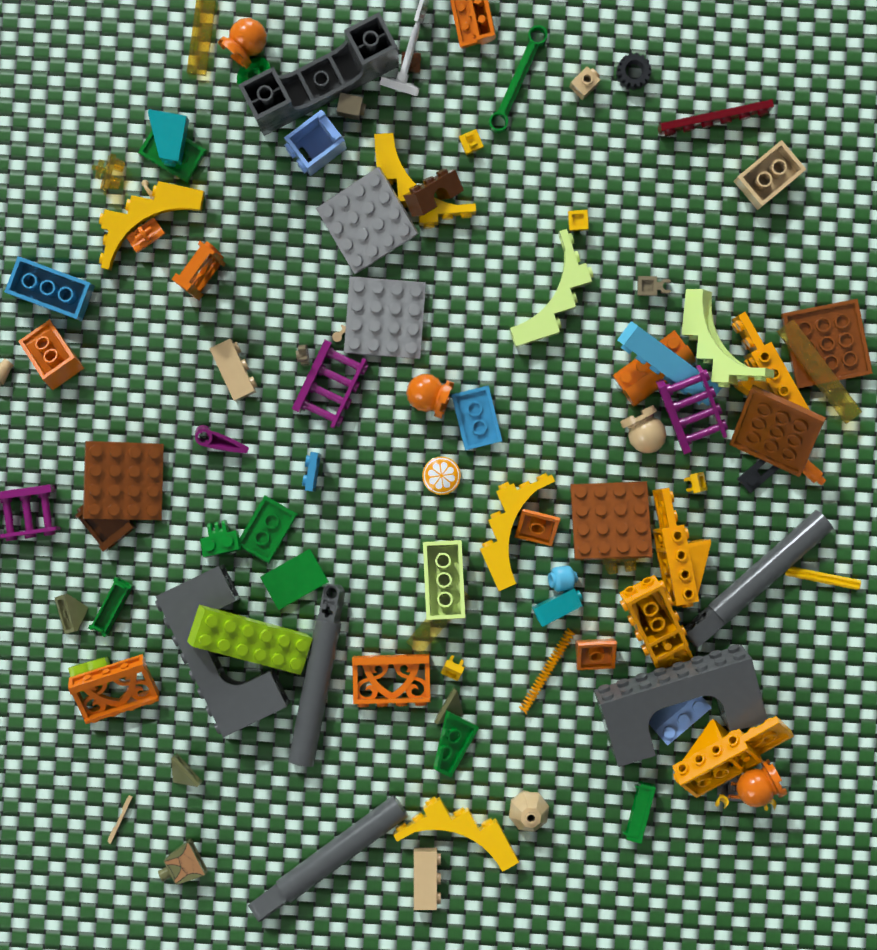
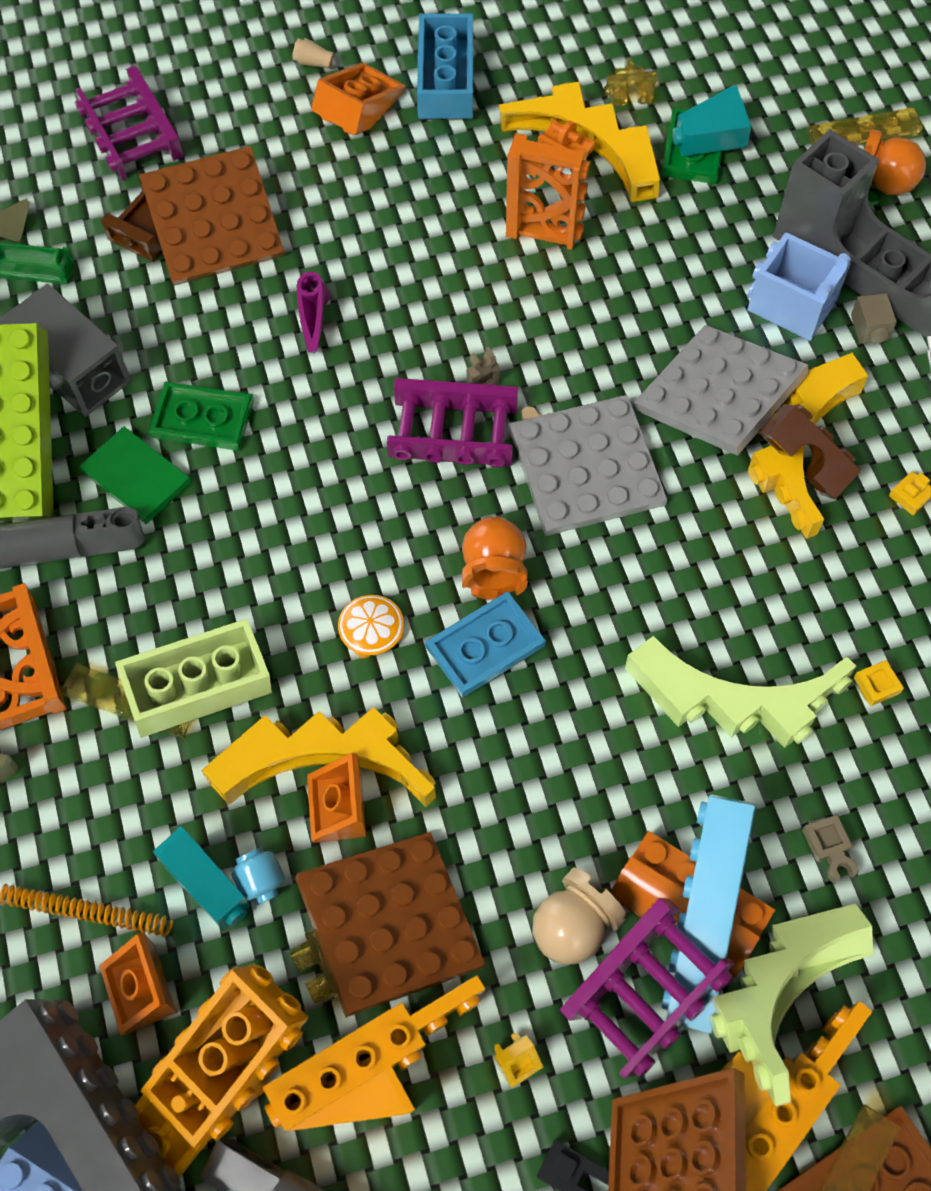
camera: 75 degrees right, 25 degrees down
(219, 540) = (164, 360): green hinge -> none
(233, 369) = (423, 297): tan brick -> none
(310, 479) = (308, 434): dark azure plate -> none
(452, 669) = (45, 749): yellow tile -> none

